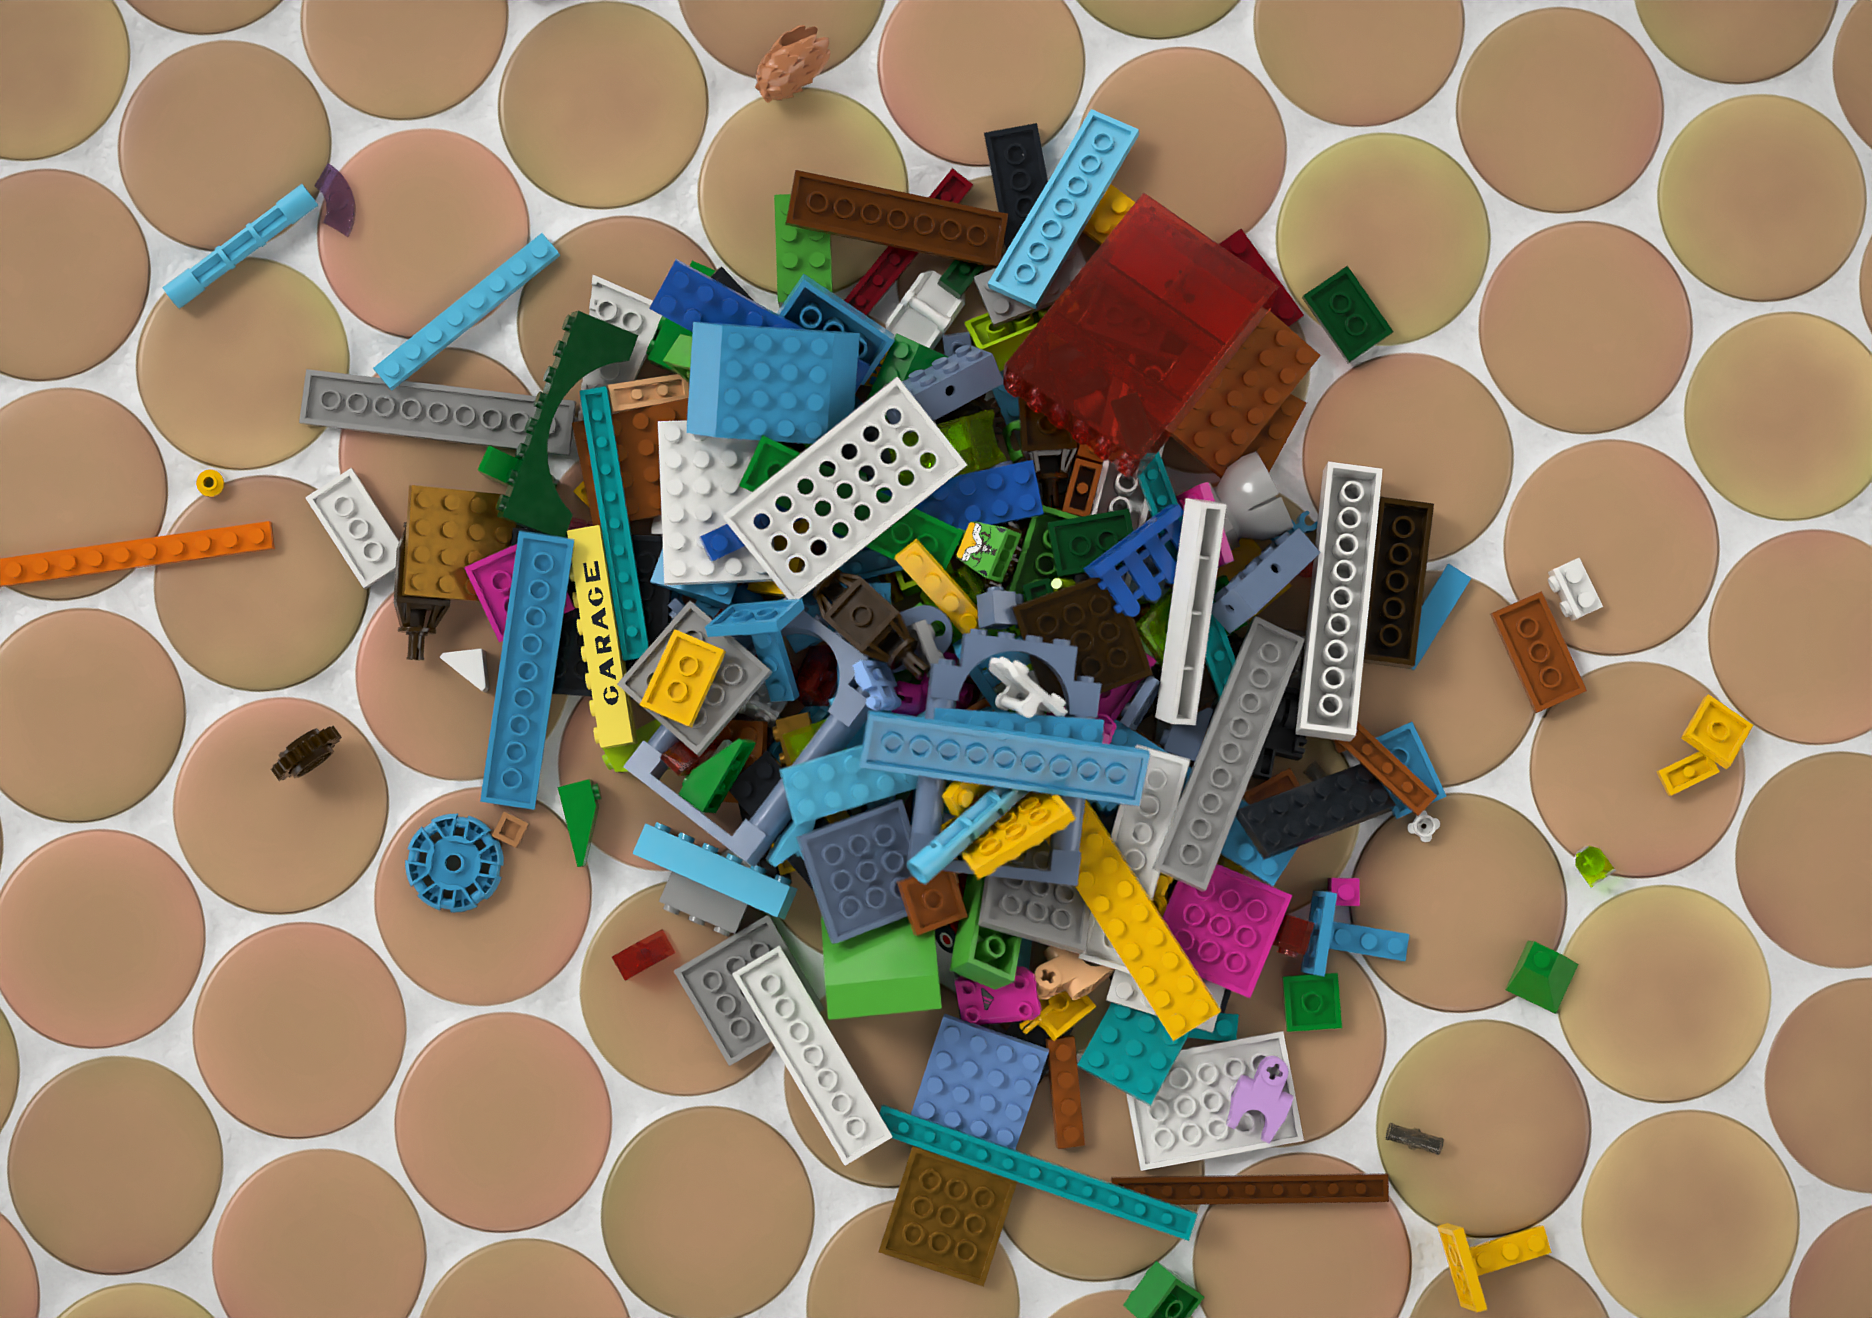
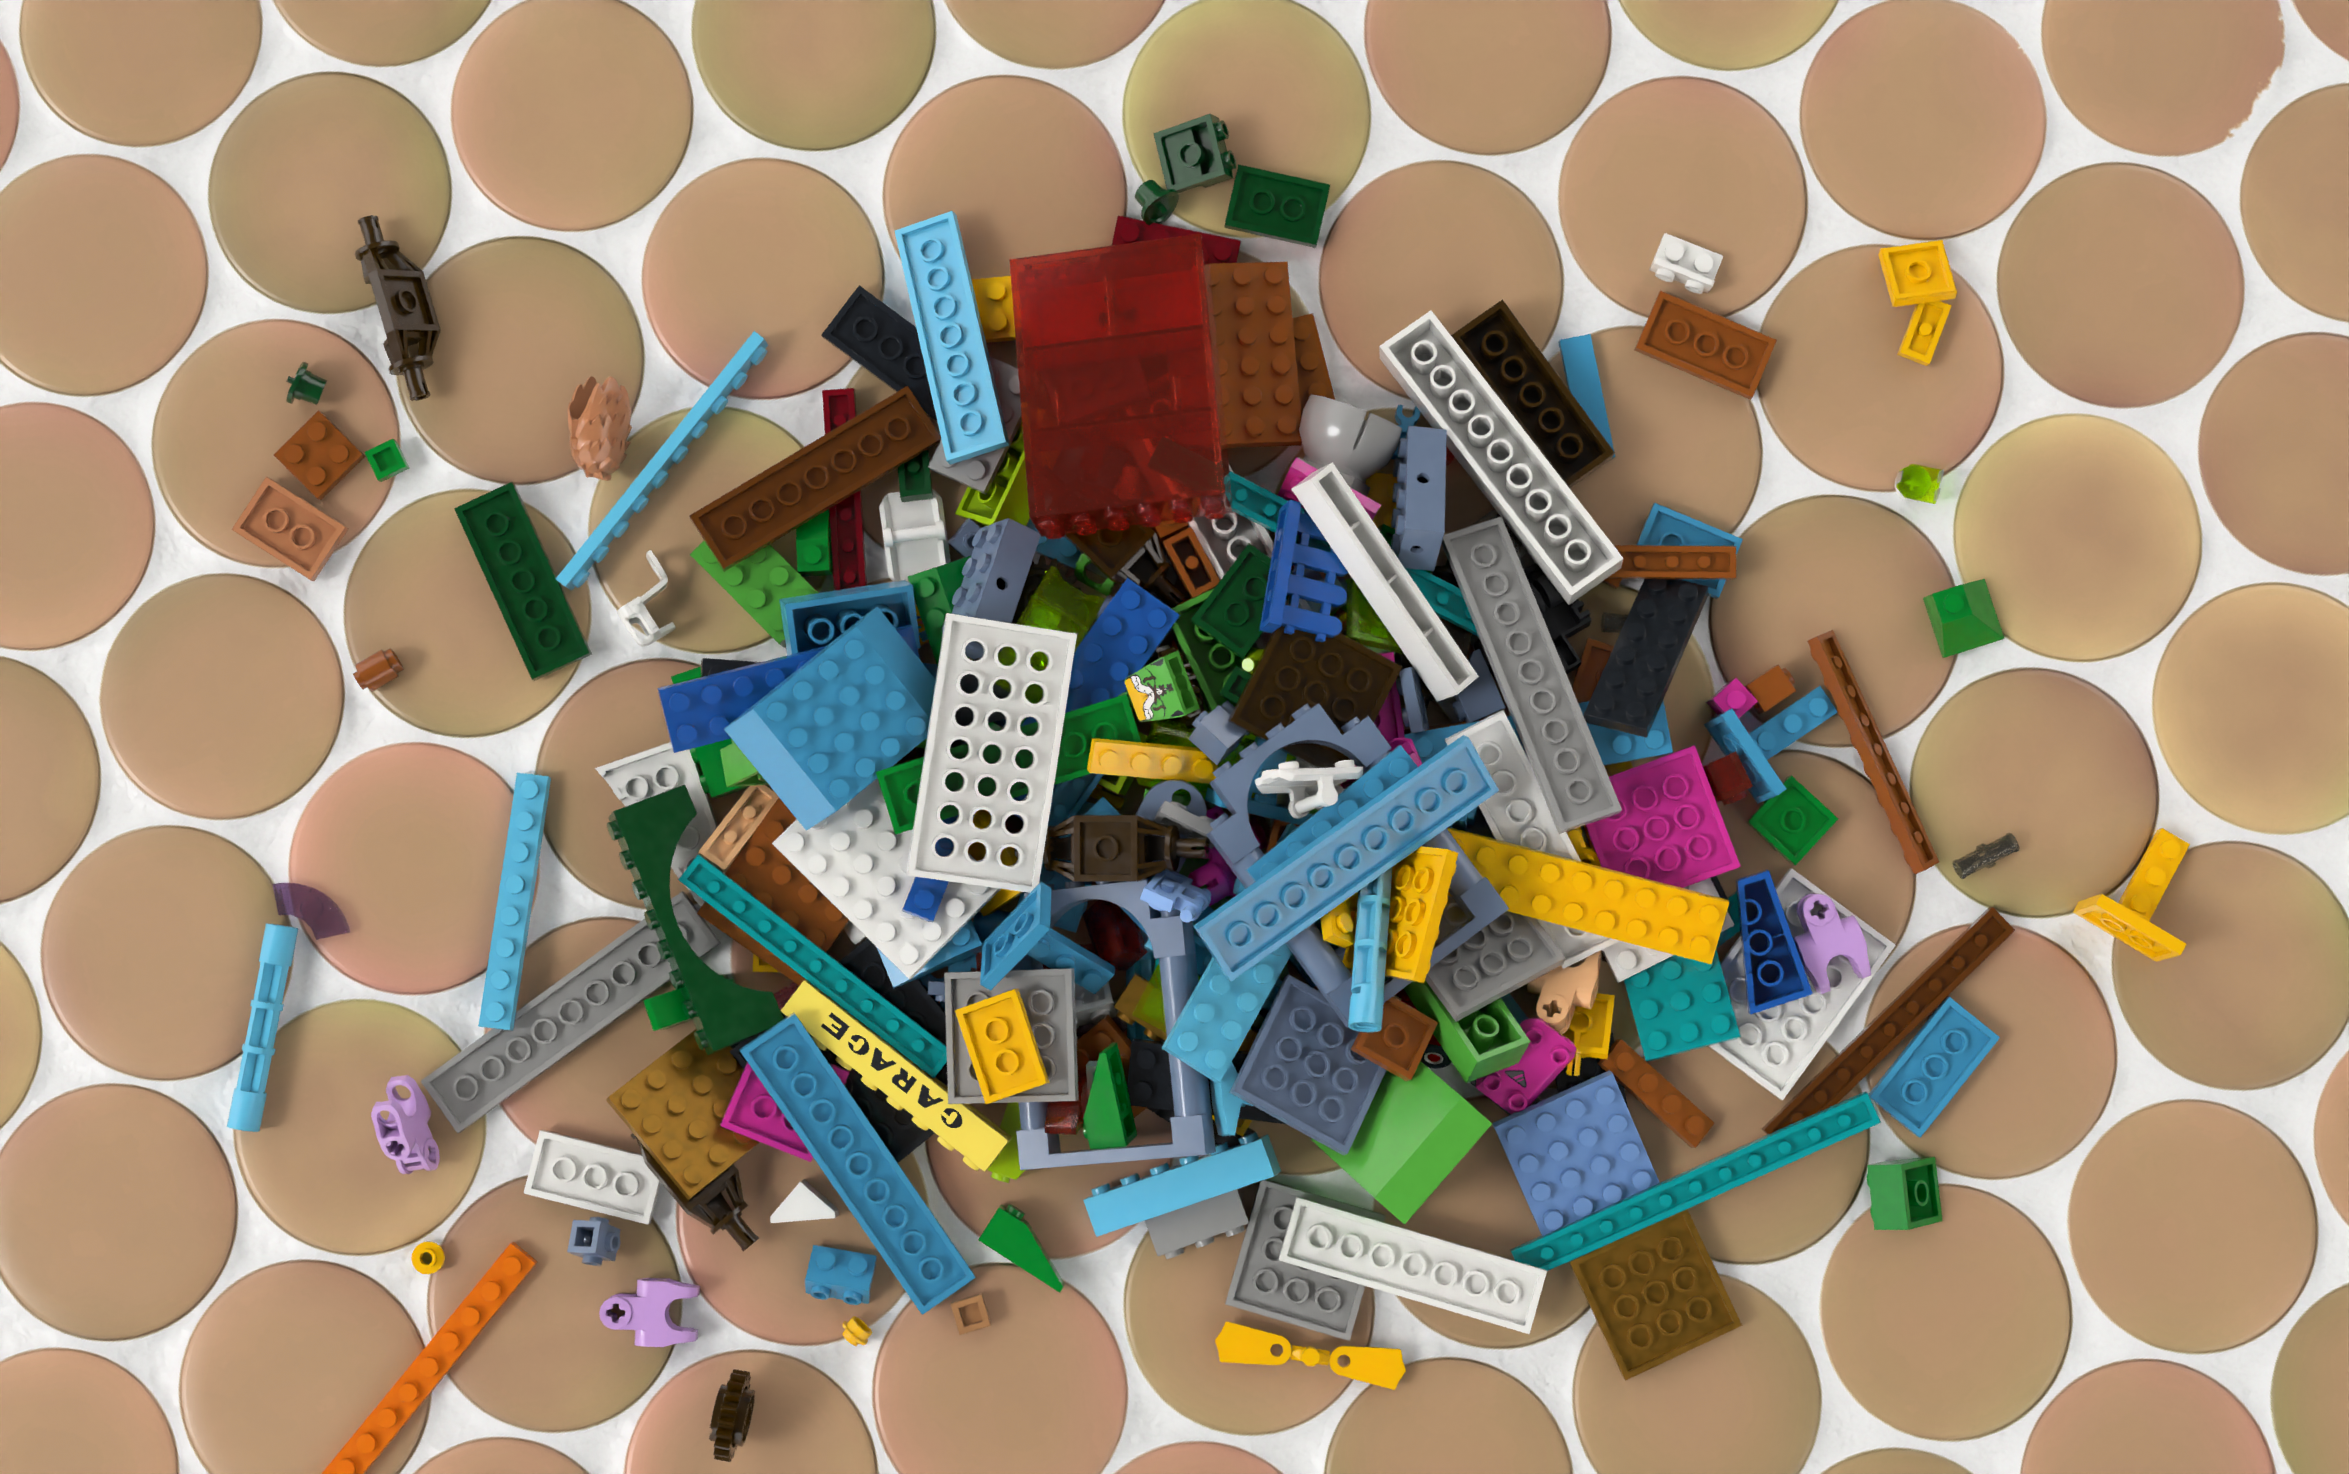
camera: 40 degrees left, 0 degrees up
(268, 391) = (405, 1132): none -> lavender piece
(314, 643) = (649, 1312): none -> lavender piece
(321, 567) = (594, 1240): none -> sand blue brick
(430, 774) = (856, 1331): none -> yellow plate
(452, 730) = (840, 1275): none -> dark azure bracket
(470, 867) = (957, 1370): dark azure plate -> none
(515, 89) = (378, 670): none -> dark orange brick
(643, 955) = (1186, 1314): clear red slope -> none
(655, 116) = (523, 581): none -> dark green plate
(666, 1013) = (1367, 1364): none -> yellow piece
(707, 201) = (636, 612): none -> white piece
(801, 123) = (671, 452): none -> medium azure plate
(856, 262) = (814, 547): none -> green slope
(1219, 1067) = (1769, 951): none -> blue wedge
(1256, 1239) = (1933, 1066): none -> dark azure plate
(1272, 241) = (1156, 202): none -> dark green piece
(1325, 234) = (1195, 153): none -> dark green plate
(1376, 906) = (1771, 688): none -> dark orange brick
(1403, 1006) = (1873, 752): none -> dark orange plate
(1431, 825) = (1754, 587): white plate -> none

